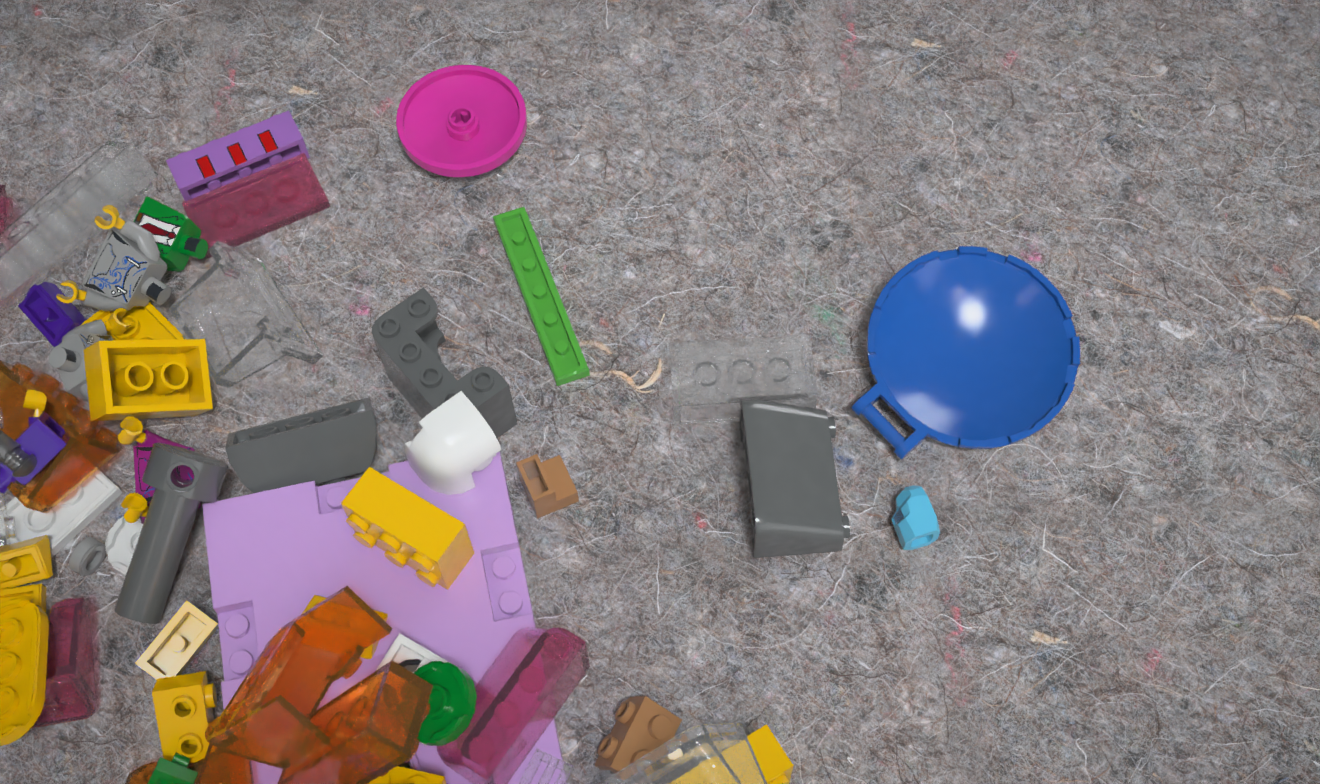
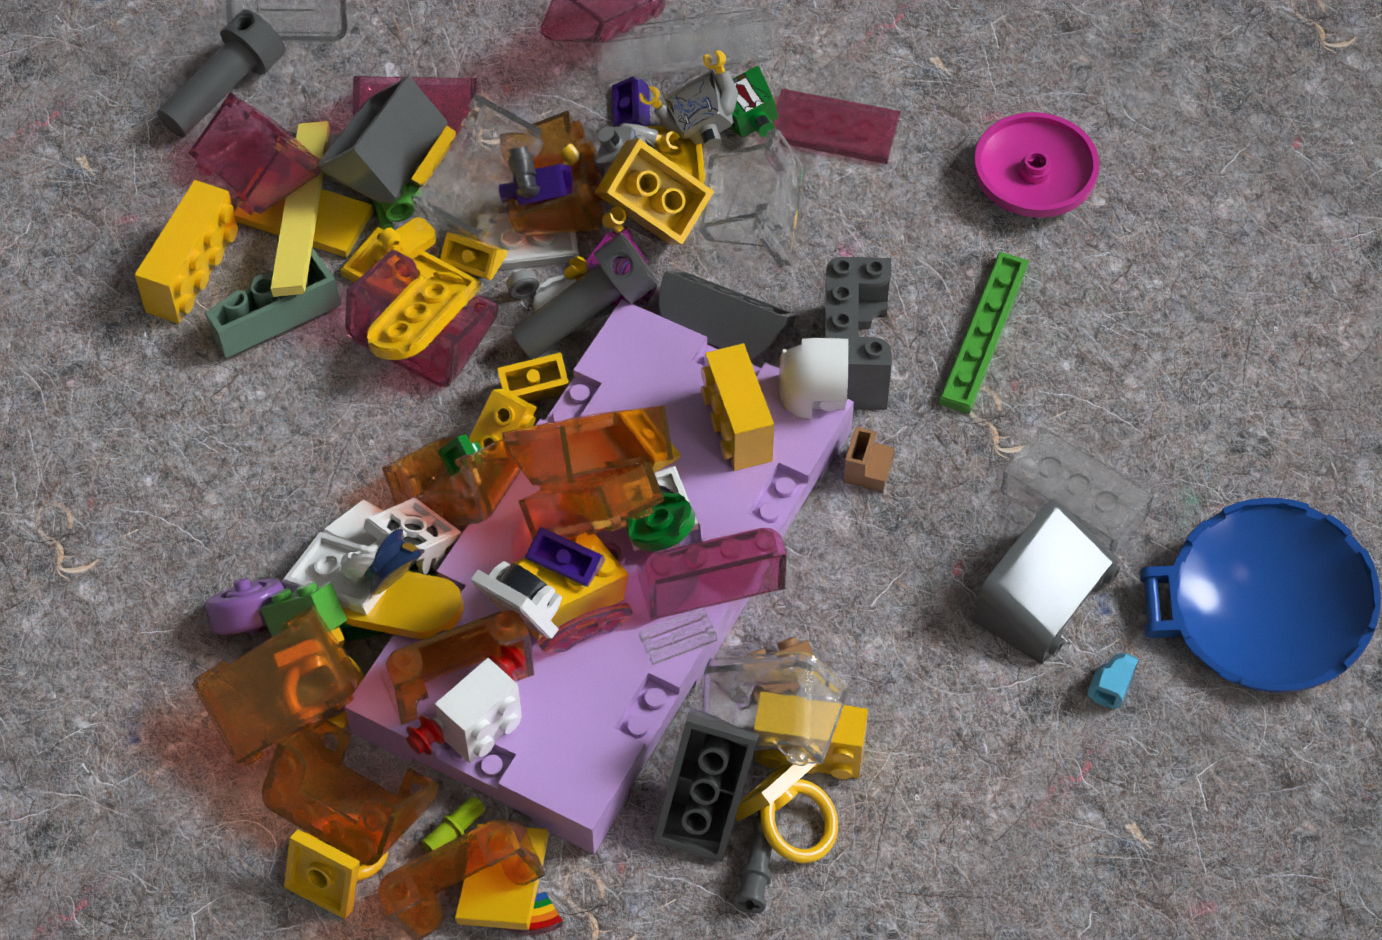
camera: 40 degrees right, 5 degrees down
(237, 155) = (849, 80): medium lavender brick -> none

